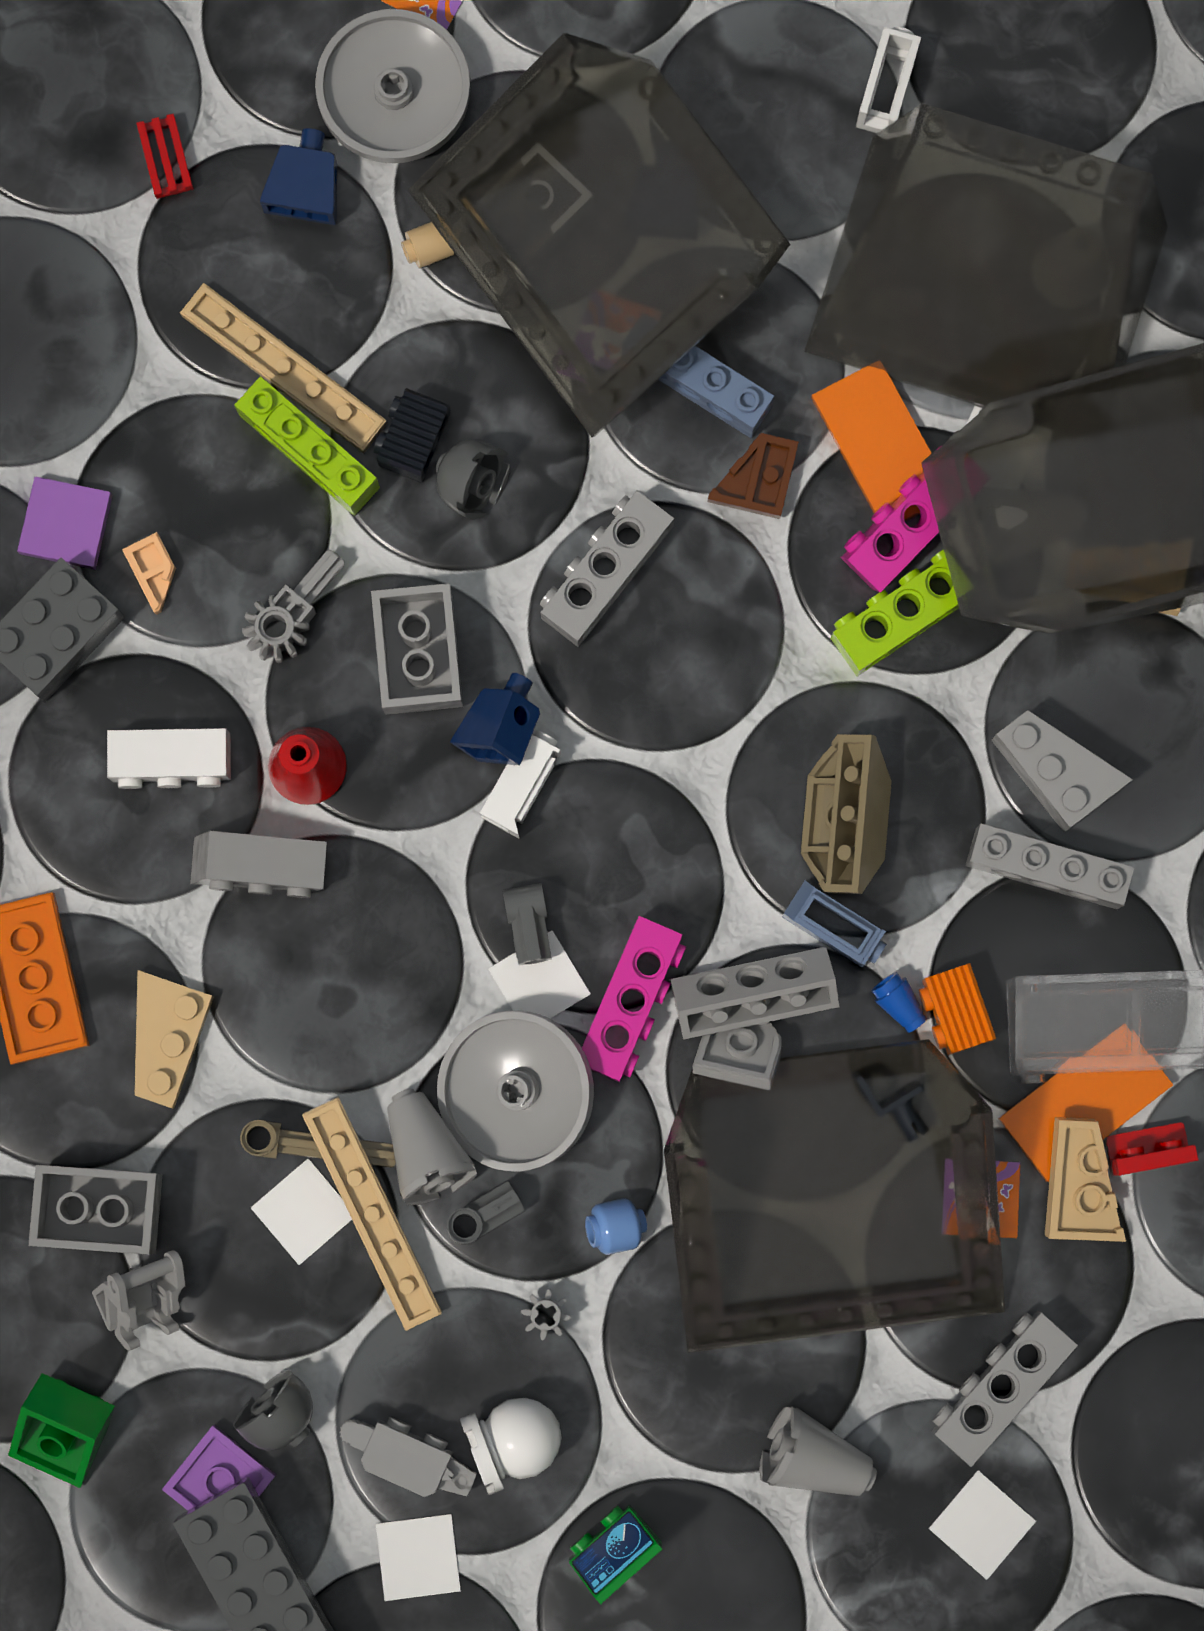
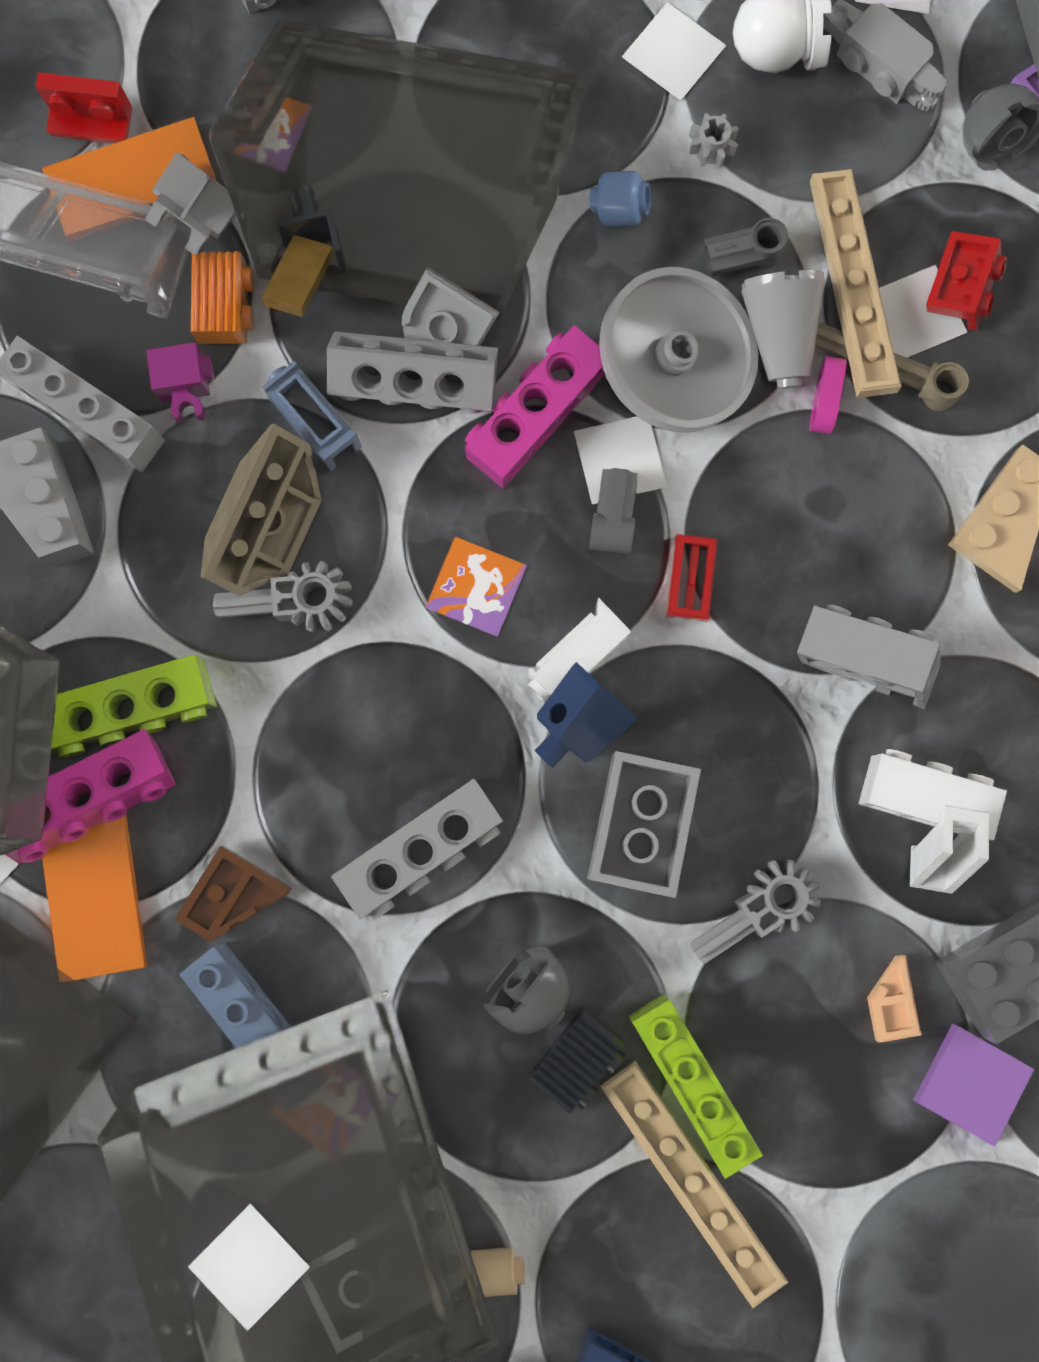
camera: 165 degrees left, 0 degrees up
(145, 698) = (944, 863): none -> white window
(266, 1252) = (967, 278): none -> red bracket
(316, 775) = (789, 744): red cone -> none
(365, 1097) = (827, 394): none -> dark pink beam
(445, 921) = (688, 612): none -> red tile
(612, 1404) = (674, 51): none -> white sticker
(631, 184) = (249, 1267): none -> white sticker
(633, 820) = (476, 586): none -> sticker
(796, 749) = (289, 598): none -> light grey gear
(889, 1047) = (298, 276): none -> pearl gold tile
(899, 1001) = (275, 328): blue cone -> none
(969, 923) = (180, 376): none -> magenta brick
(1010, 1082) = (193, 200): none -> light grey piece
(1079, 1185) = (164, 99): tan wing -> none

